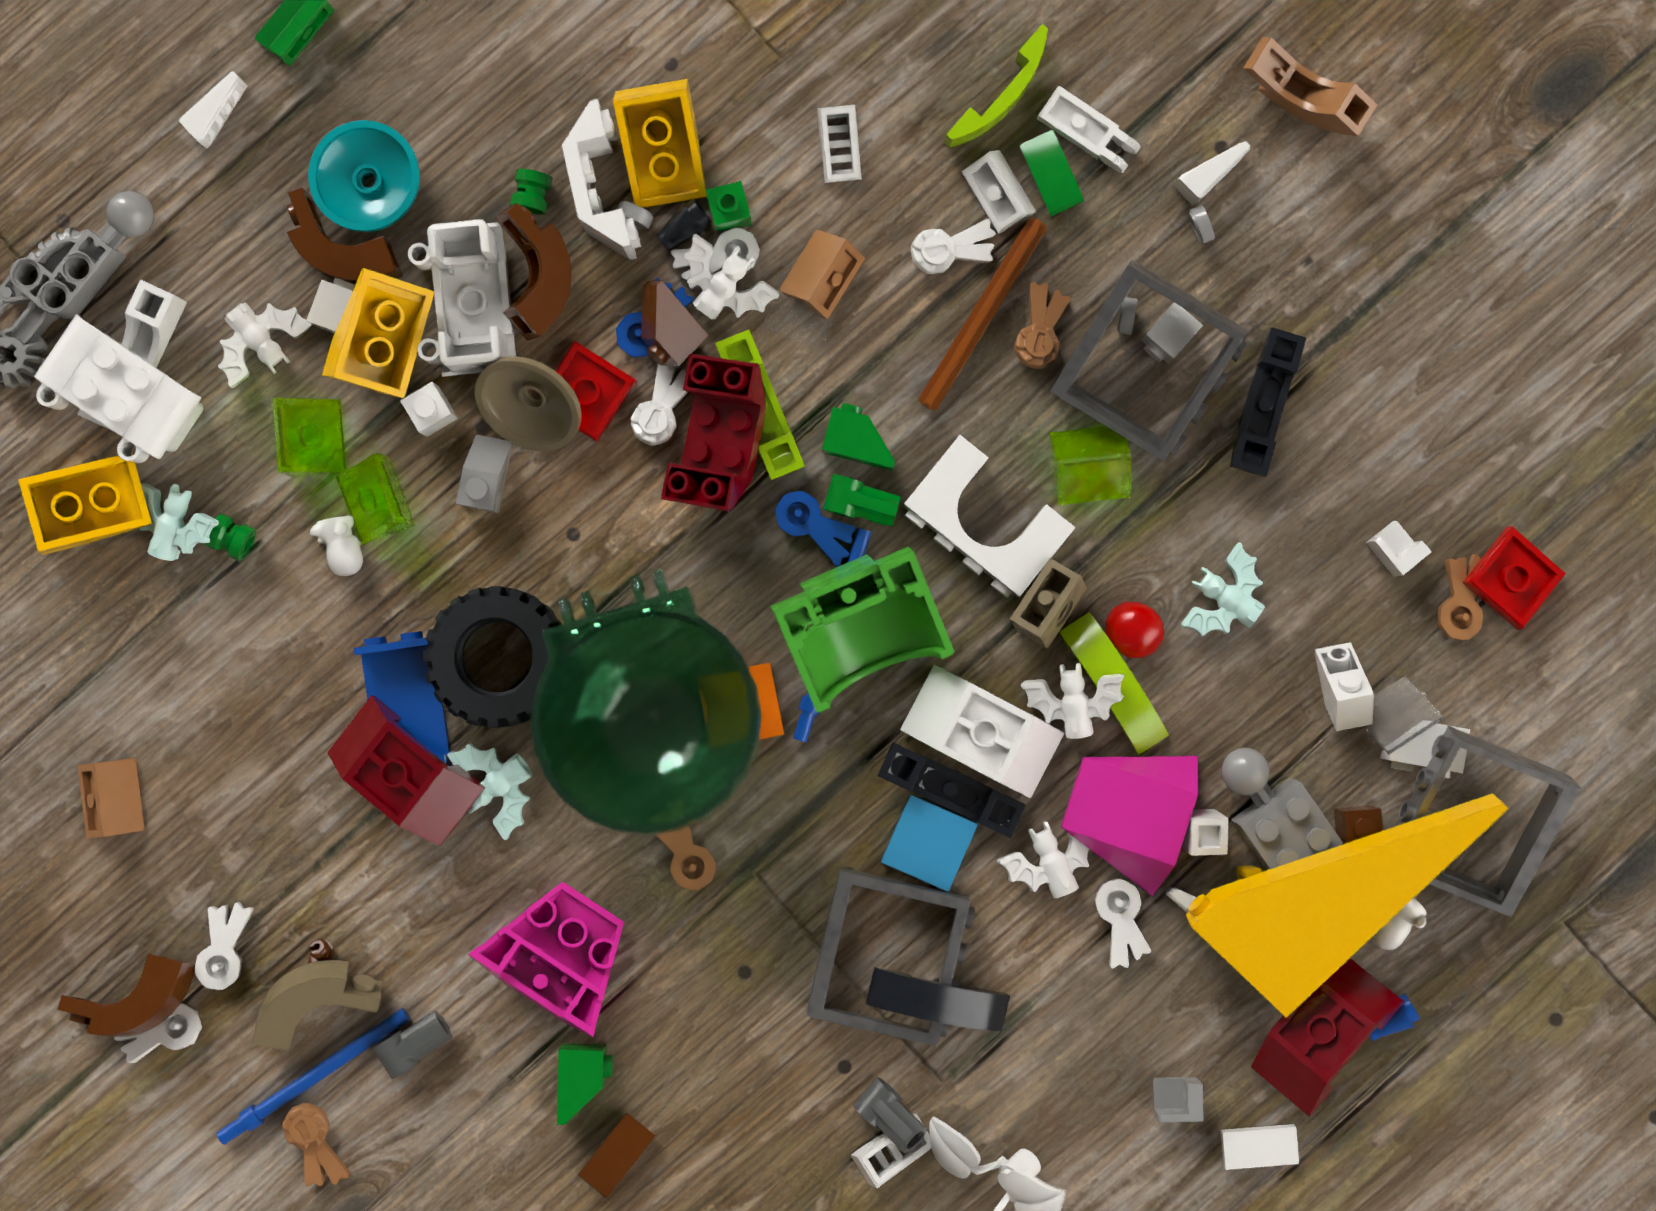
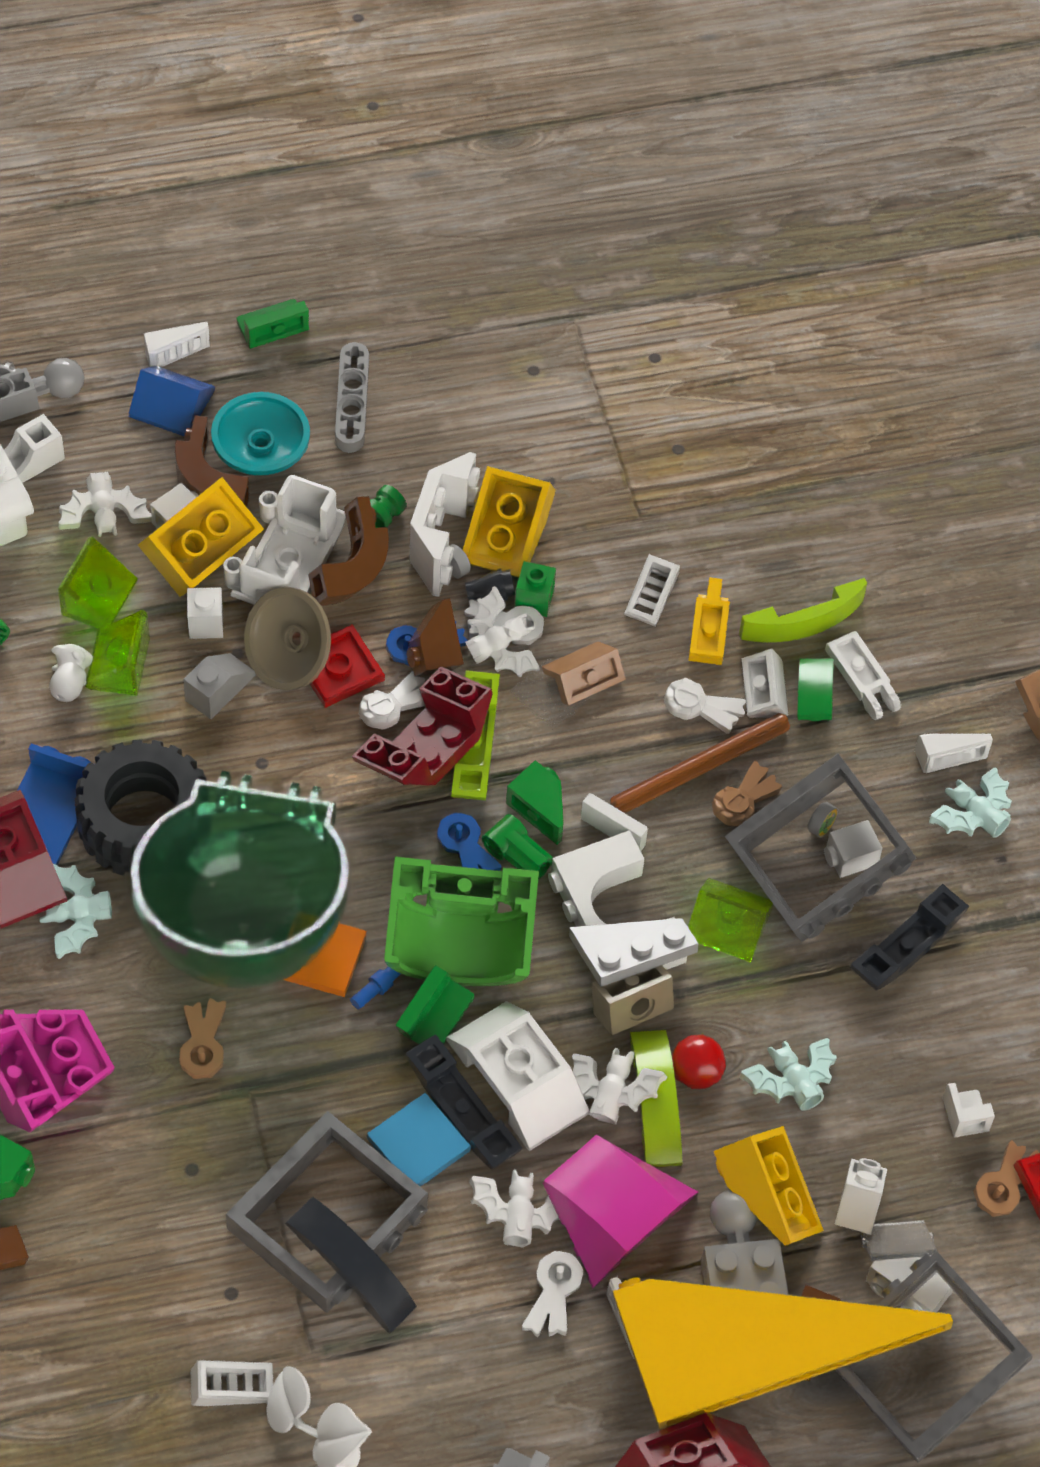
camera: 25 degrees right, 30 degrees down
(247, 174) = (169, 399): none -> blue slope
(424, 73) = (355, 397): none -> light grey beam
(878, 711) = (435, 1008): none -> green panel
(884, 1109) = (248, 1339): dark grey piece -> none
(915, 153) = (709, 625): none -> yellow hinge
(937, 426) = (611, 820): none -> white tile
(1027, 564) = (631, 947): none -> wing
(1201, 224) = (922, 783): light grey tile -> none
(1206, 833) = (669, 1246): white panel -> none
(1264, 728) = (771, 1183): none -> yellow slope
(1269, 223) = (980, 810): none -> light aqua animal
(1399, 927) = (804, 1419): white animal -> none

